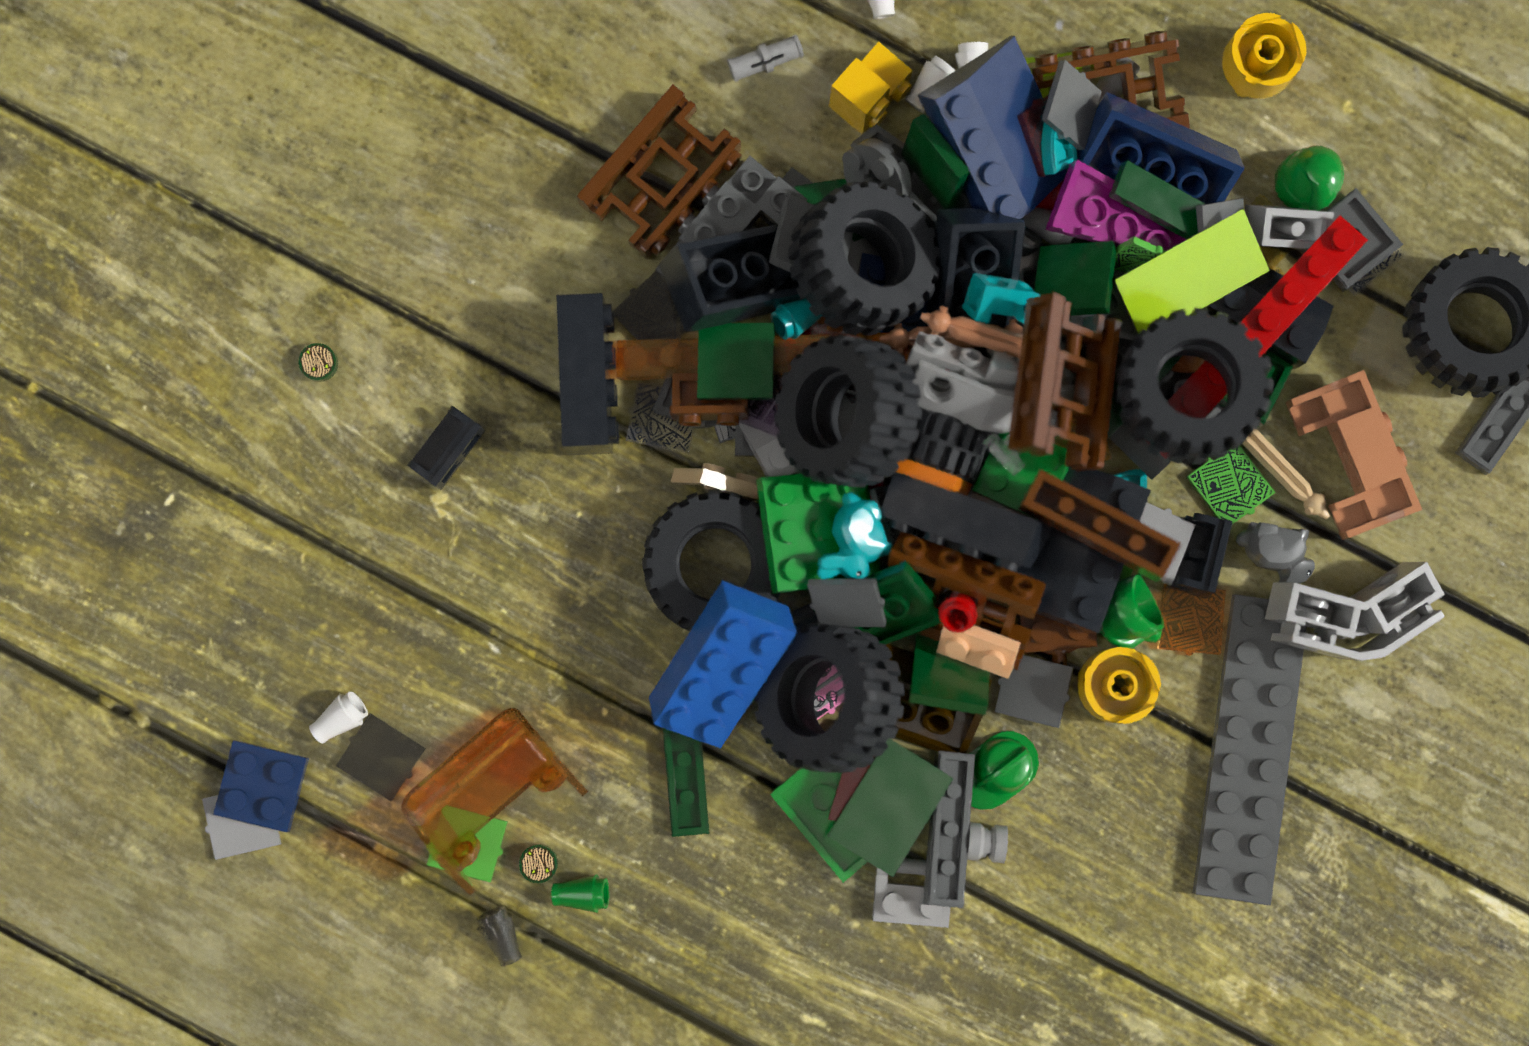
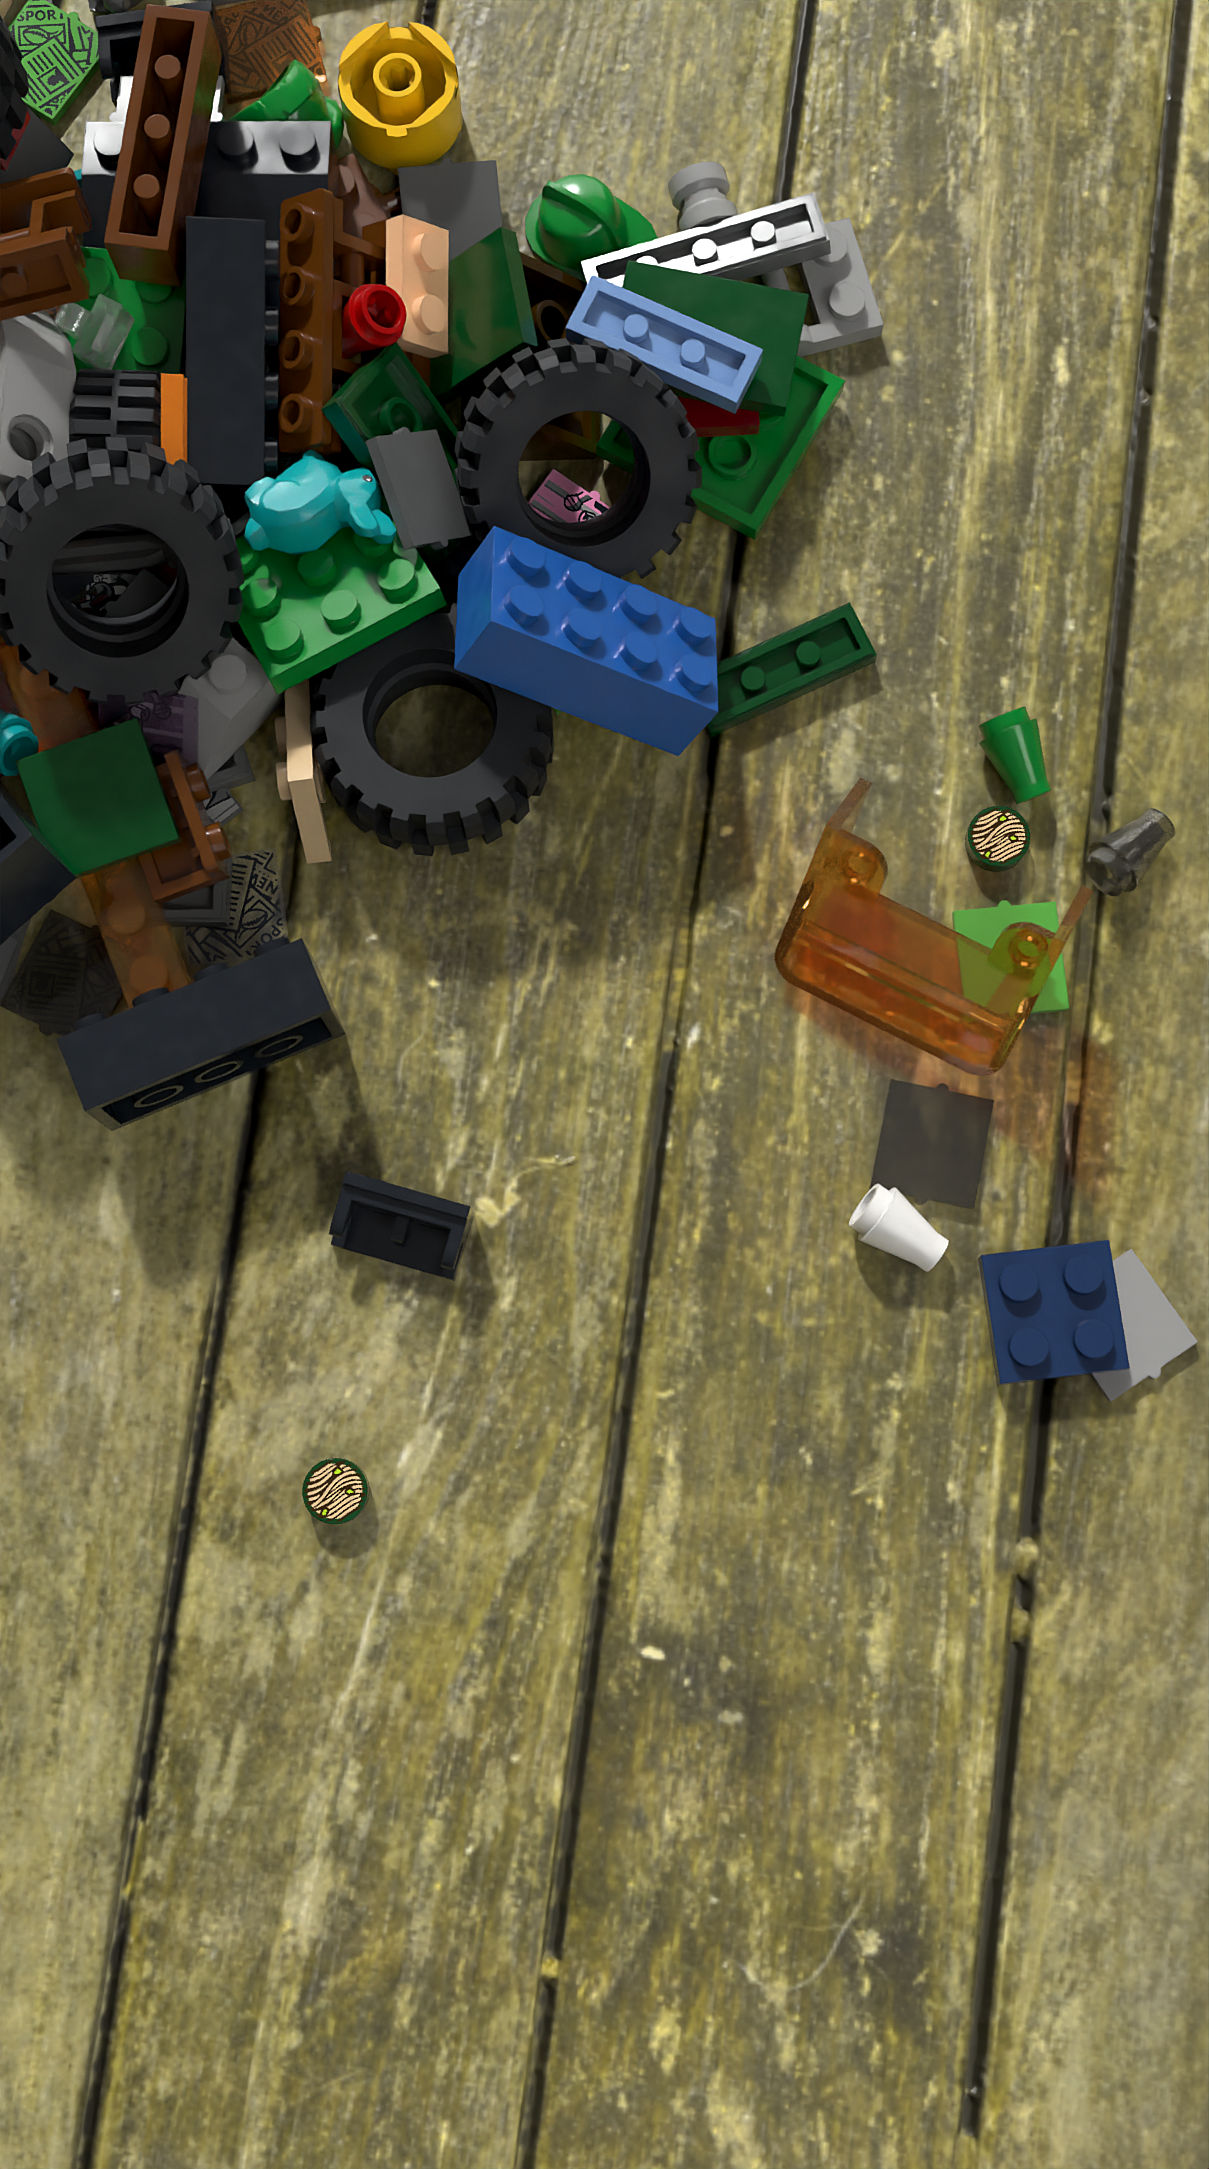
camera: 105 degrees left, 5 degrees down
(886, 777) = (672, 344): none -> medium blue plate

